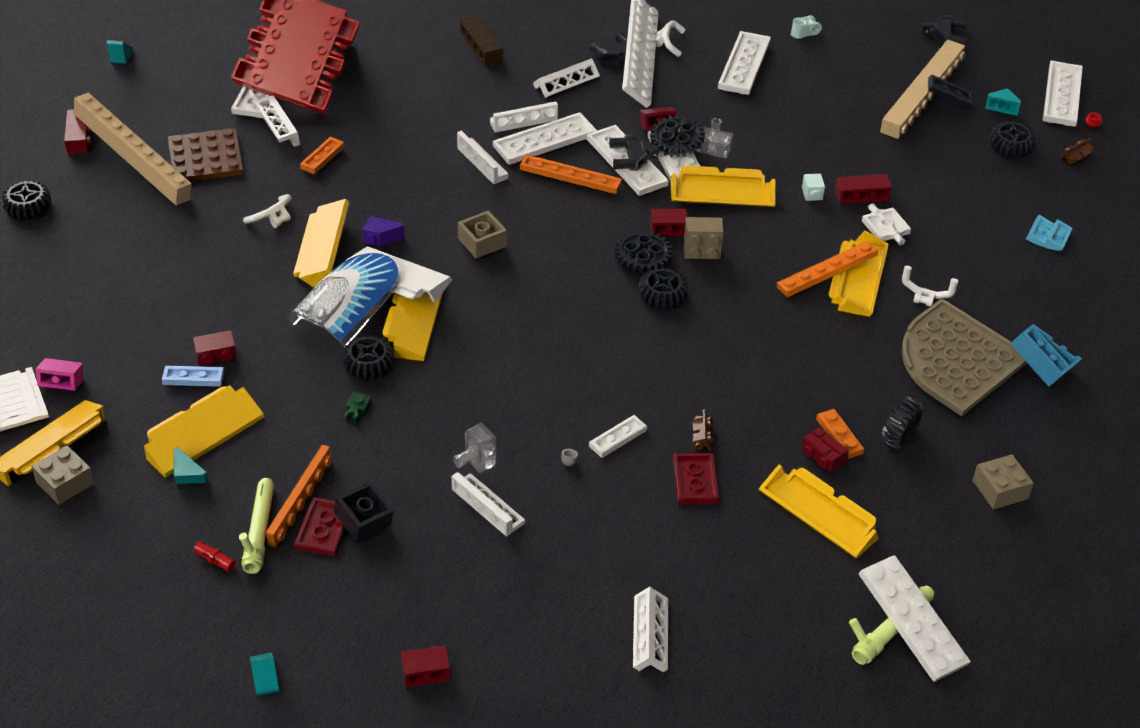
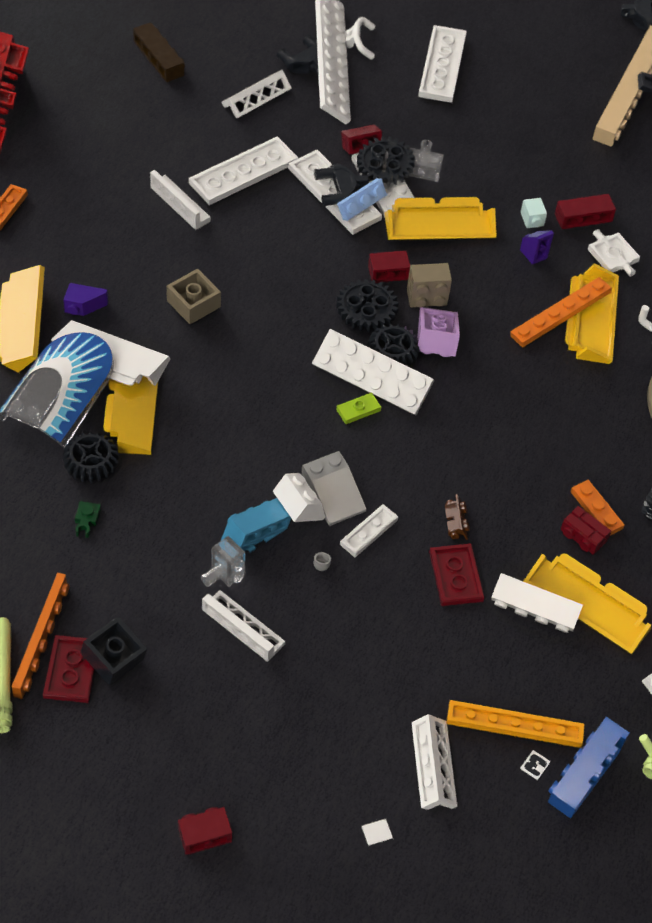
camera: 10 degrees left, 10 degrees up
(264, 674) = (32, 855): teal slope -> none
(514, 421) = (257, 524): none -> dark azure wedge
(524, 117) = (218, 146): white fence -> none
(554, 401) = (299, 498): none -> white slope
(571, 174) = (277, 213): orange plate -> none
(588, 397) = (334, 487): none -> light grey slope
(588, 684) = (377, 832): none -> white sticker
(623, 336) = (358, 408): none -> lime plate
(640, 306) = (373, 372): none -> white plate
(650, 165) = (362, 199): none -> light blue plate
(706, 278) = (438, 332): none -> lavender slope
(733, 604) = (515, 723): none -> light orange plate
(748, 642) = (535, 765): none -> sticker
(768, 505) = (536, 602): none -> white brick
(798, 645) = (588, 767): none -> wedge
(805, 27) = (500, 16): light aqua piece -> none
(812, 213) = (537, 245): none -> dark purple slope

